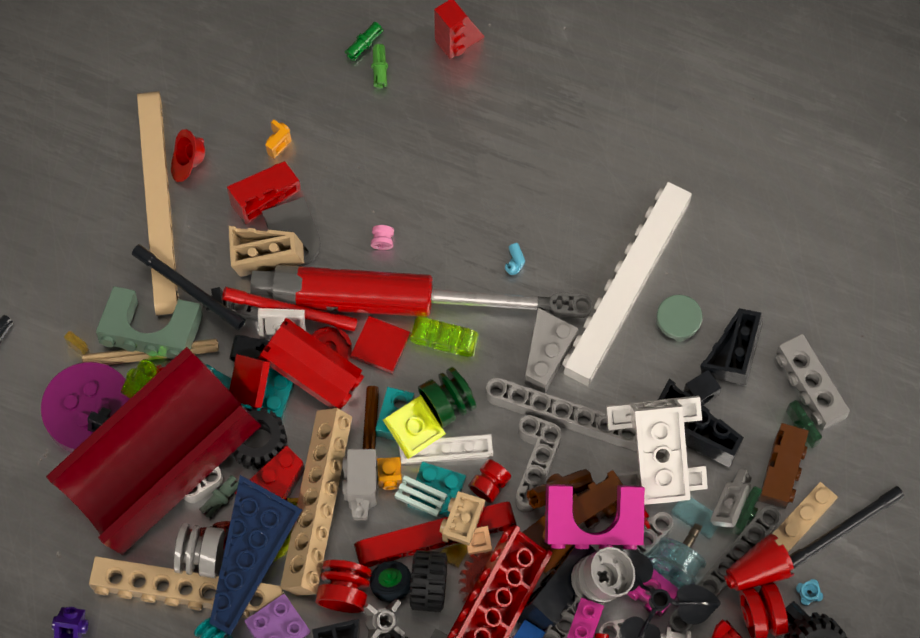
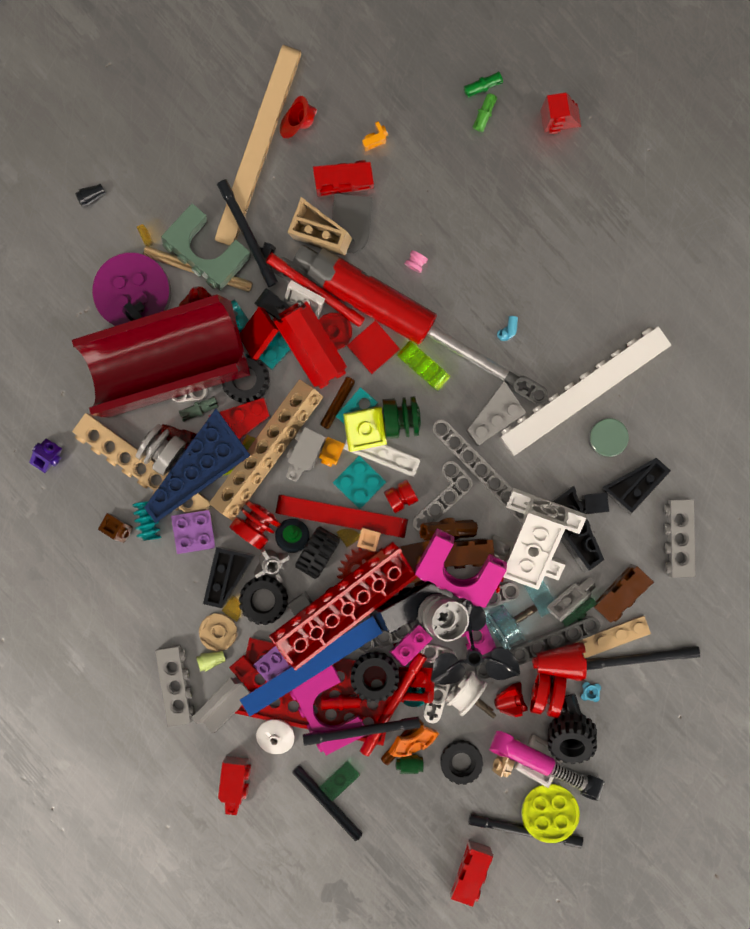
camera: 25 degrees right, 20 degrees up
(138, 377) = (177, 291): clear neon green piece -> none
(407, 480) = (333, 470): light aqua tile -> none
(463, 518) = (364, 520): tan bracket -> none
(801, 420) = (655, 567): clear green plate -> none

